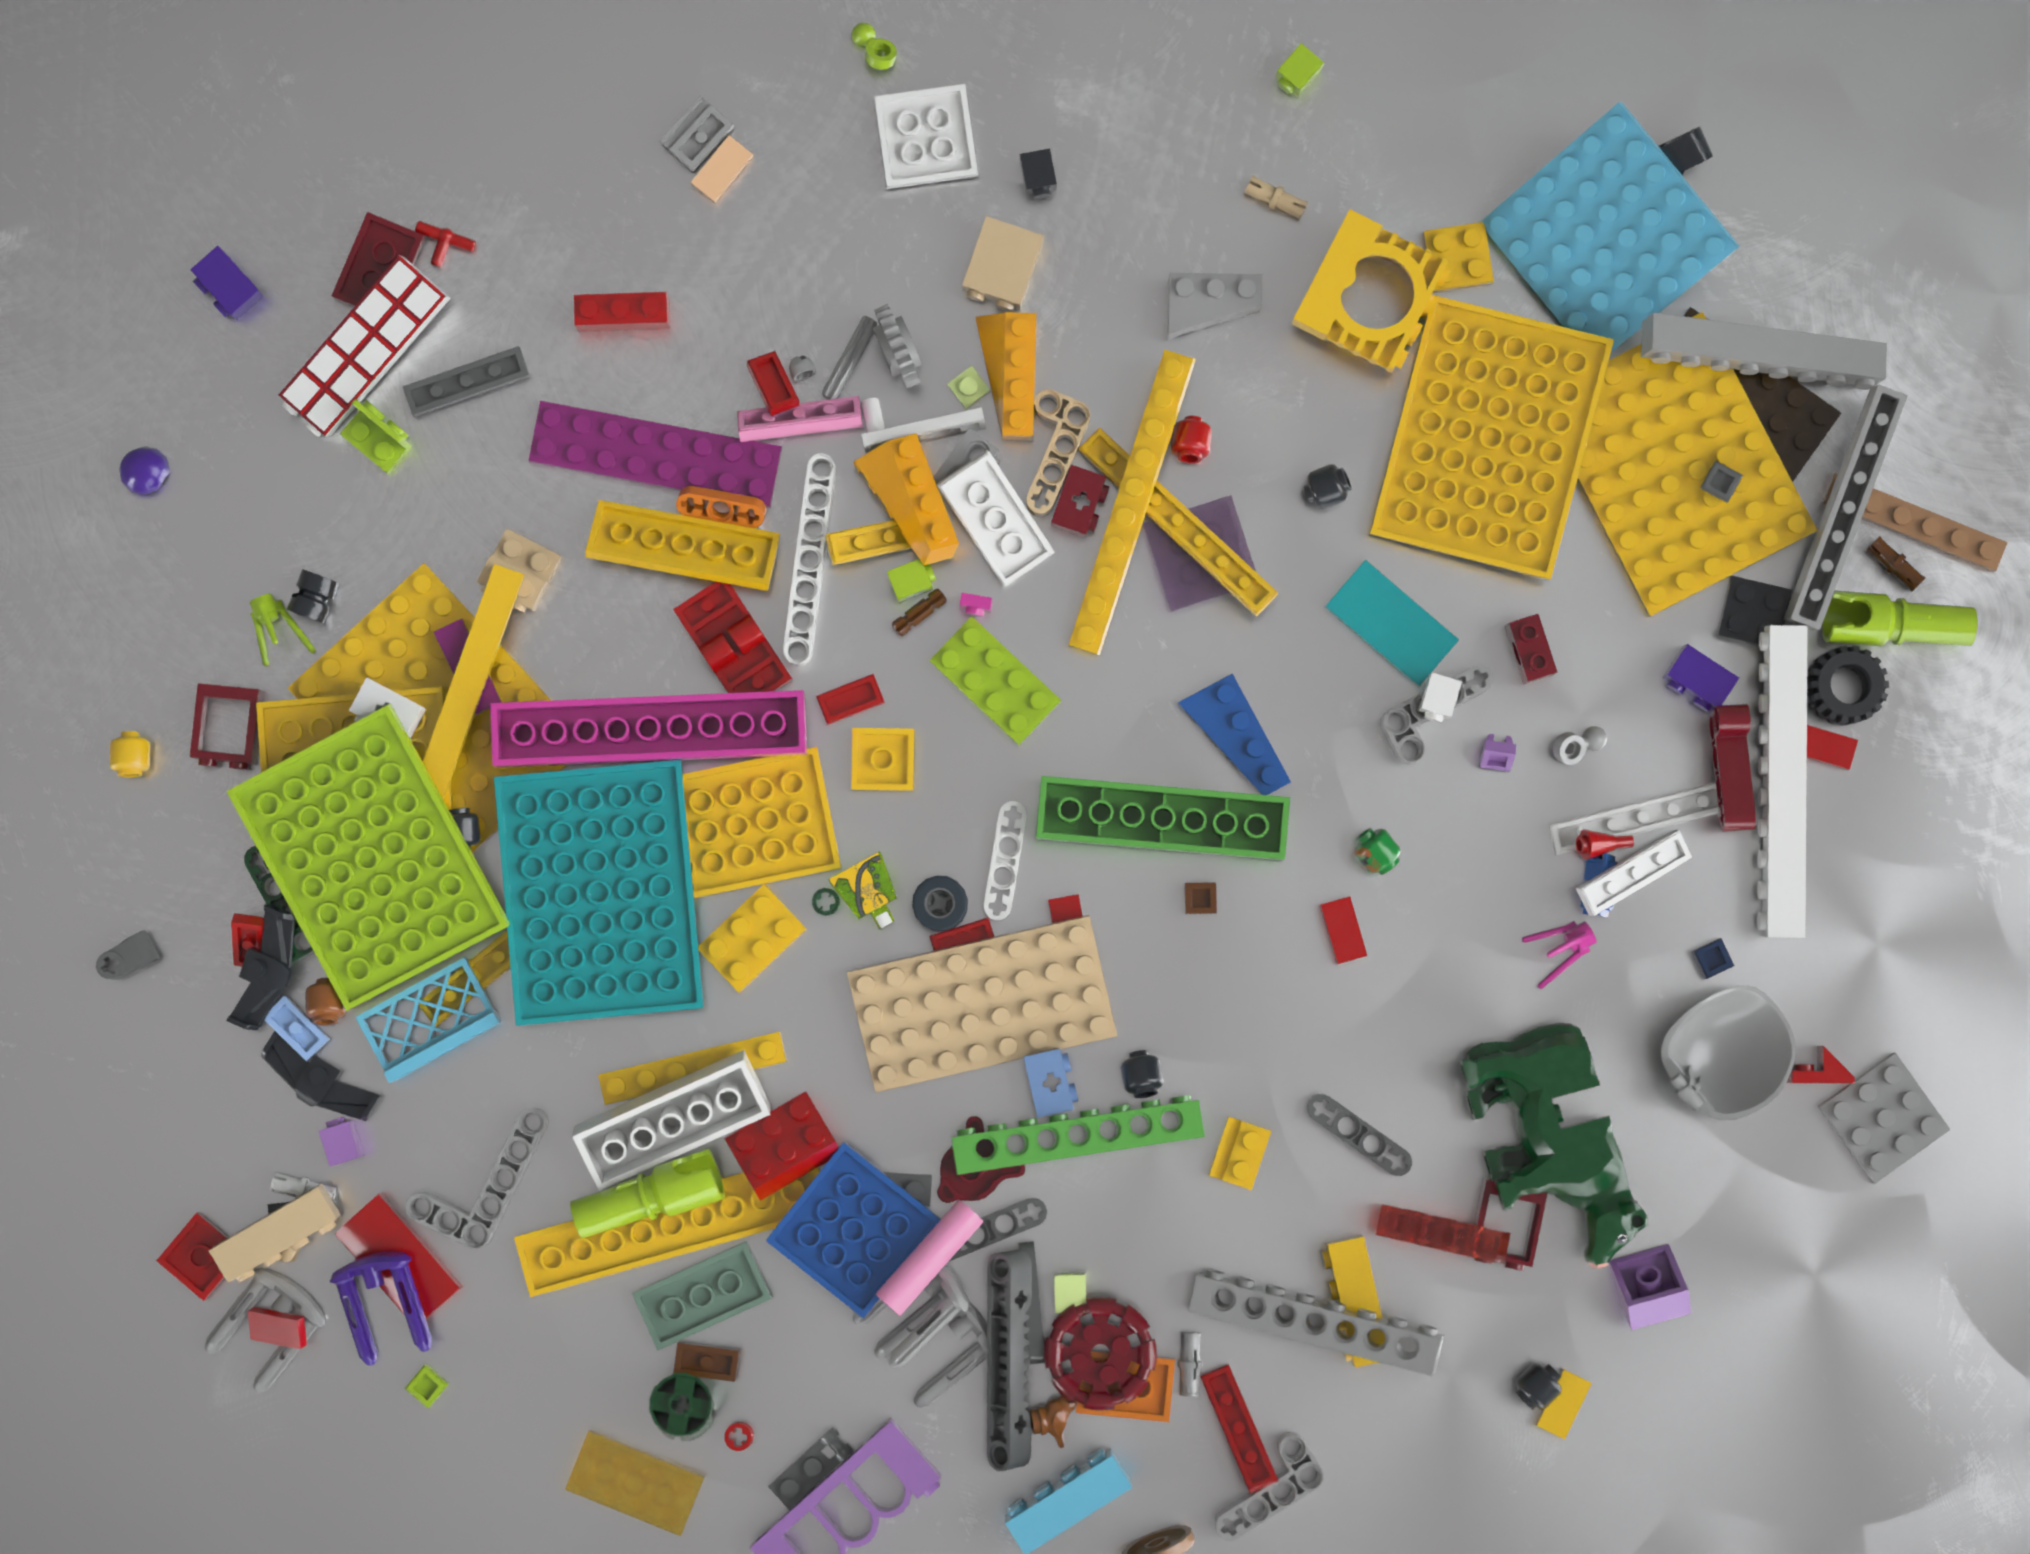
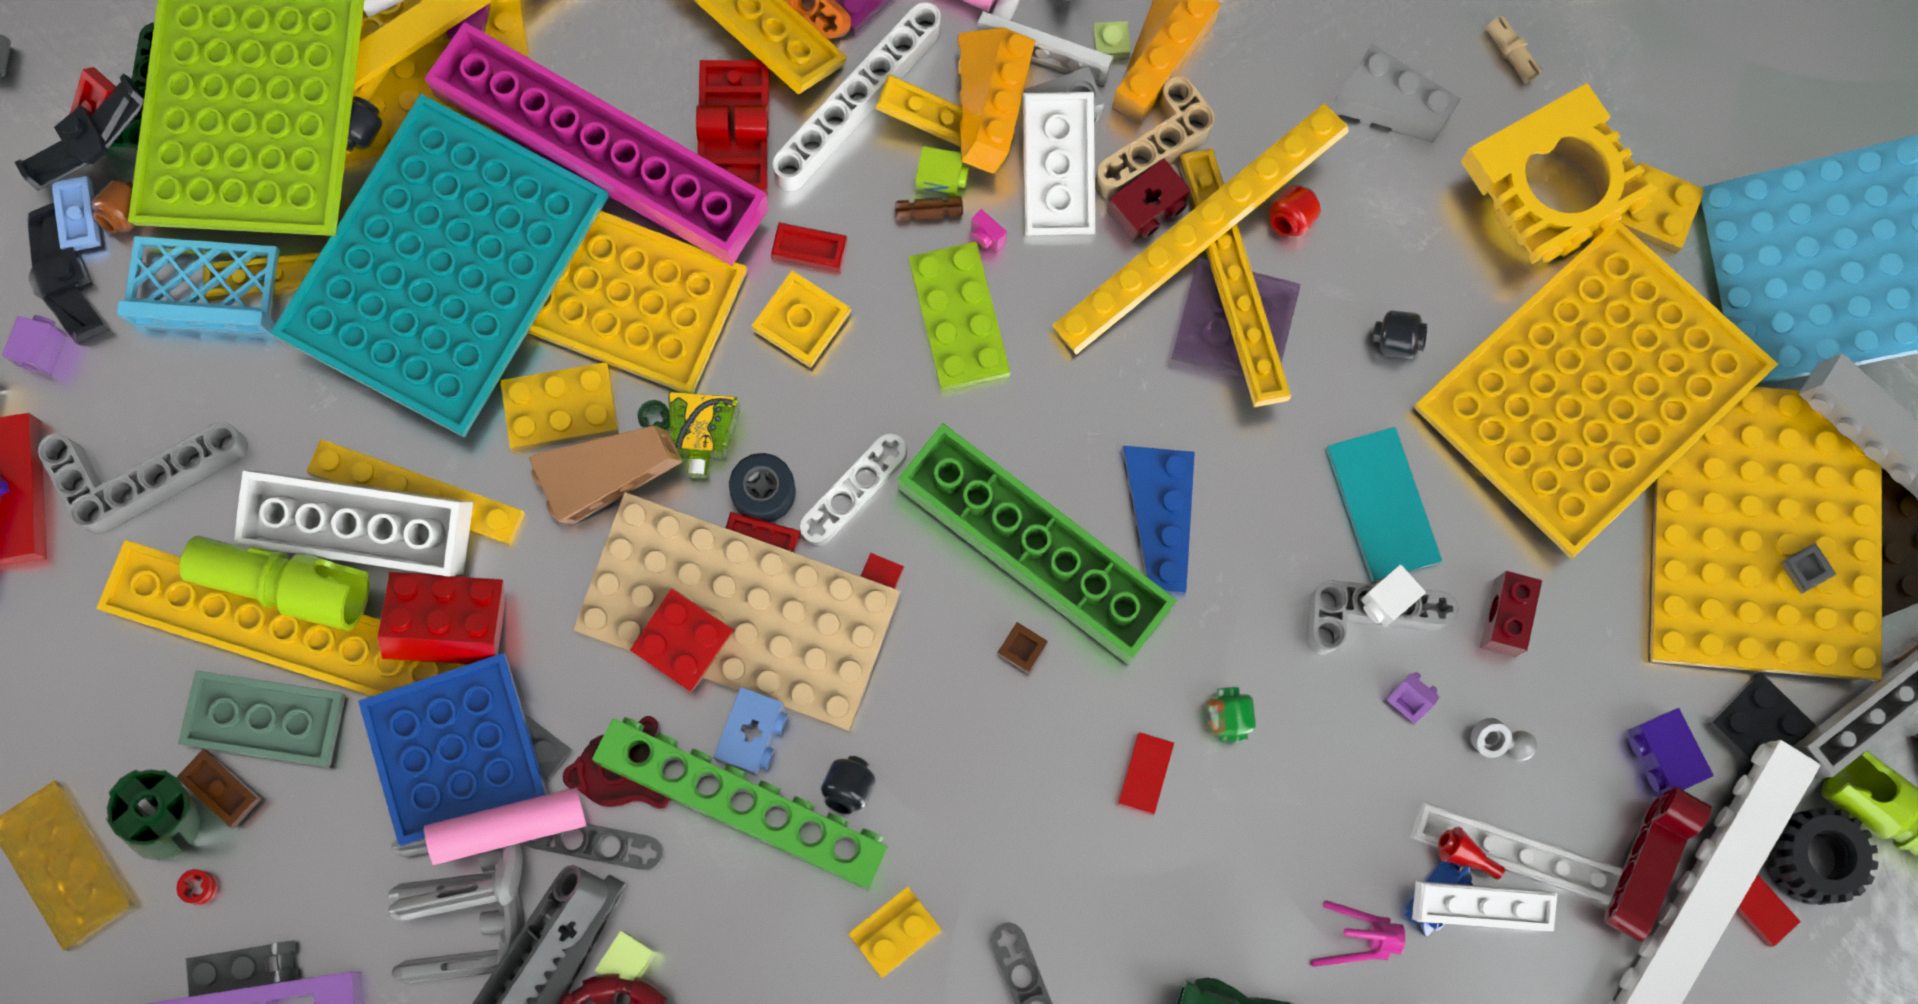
camera: 25 degrees right, 10 degrees down
(817, 970) = (599, 471): none -> medium nougat slope
(959, 1050) = (682, 640): none -> red plate

